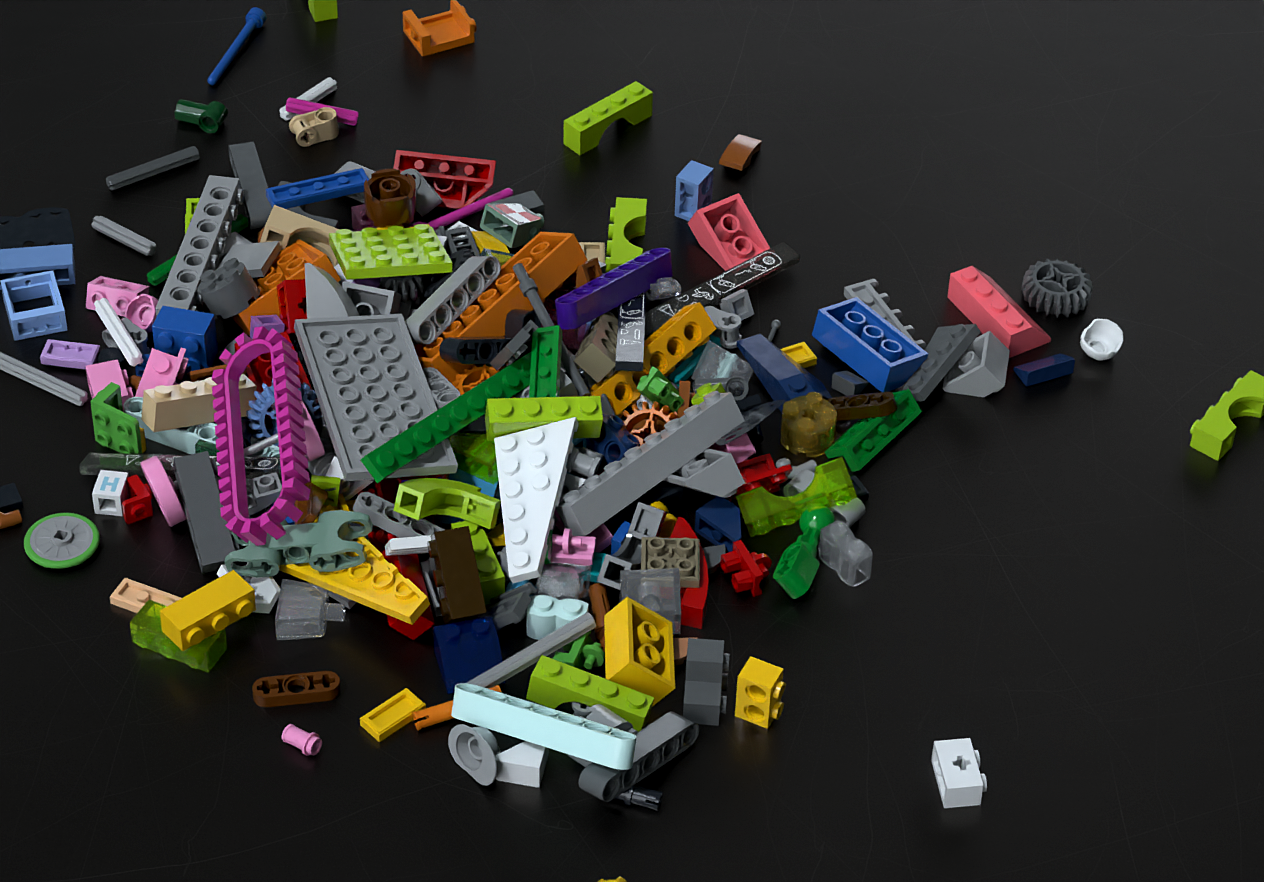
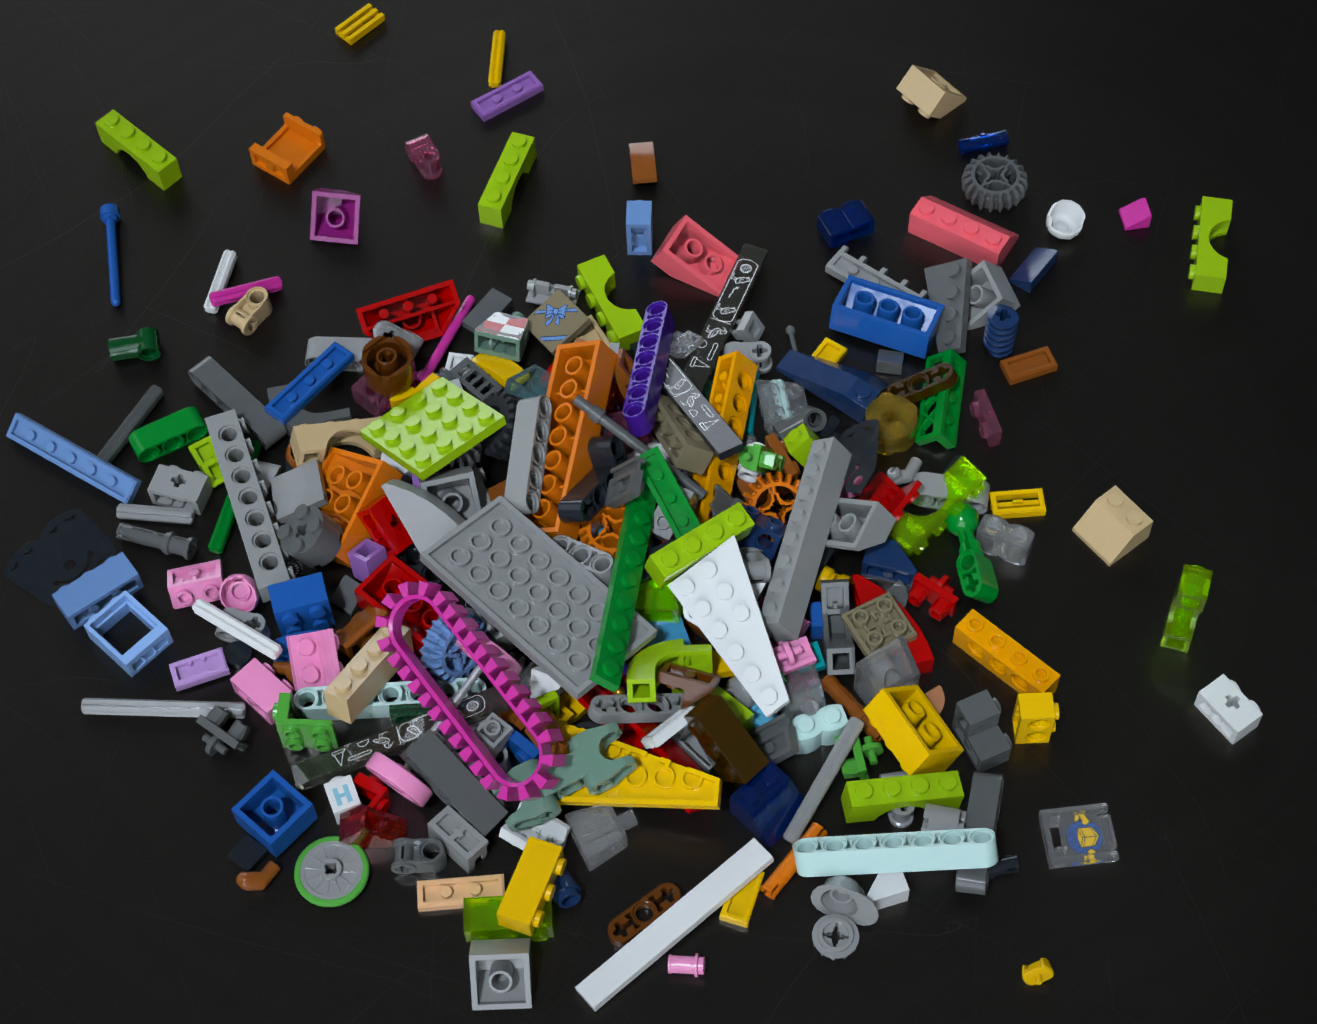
camera: 25 degrees left, 15 degrees up
(45, 475) = (274, 813): none -> blue brick
(47, 407) = (214, 723): none -> dark grey hips
(89, 171) = (73, 458): none -> medium blue tile
(116, 258) = (167, 543): none -> dark grey pin
(118, 523) = (370, 828): none -> clear red slope
(138, 672) = (501, 974): none -> light grey slope
(141, 560) = (412, 856): none -> dark grey piece
(156, 224) = (180, 488): none -> light grey brick
(173, 183) = (168, 434): none -> green beam
(181, 559) = (458, 837): none -> light grey hinge
(243, 636) = (567, 890): none -> dark blue cone
(315, 704) = (674, 924): none -> white tile
(437, 87) = (335, 216): none -> magenta slope
(448, 771) = (847, 930): none -> light grey gear
(456, 514) = (694, 682): none -> reddish brown slope
(551, 76) = (424, 156): none -> clear pink piece
(574, 222) = (557, 321): none -> dark tan tile
(582, 215) = (540, 291): none -> light grey hinge
(659, 62) = (507, 96): none -> medium lavender tile
(671, 32) = (497, 58): none -> yellow axle
(742, 810) = (1082, 834): none -> clear container
(773, 638) = (1004, 655): none -> light orange brick
(884, 536) = (1018, 508): none -> yellow tile
(889, 264) = (845, 223): none -> clear blue brick
(904, 451) = (988, 423): none -> clear pink plate
(959, 588) = (1113, 526): none -> tan slope
(963, 682) = (1185, 607): none -> clear neon green arch
(967, 395) = (1001, 330): none -> dark blue piece
(980, 438) = (1028, 365): none -> dark orange tile
(1049, 198) = (929, 92): none -> tan slope
(1073, 255) = (983, 141): none -> clear blue pin
(1177, 366) = (1136, 215): none -> dark pink slope

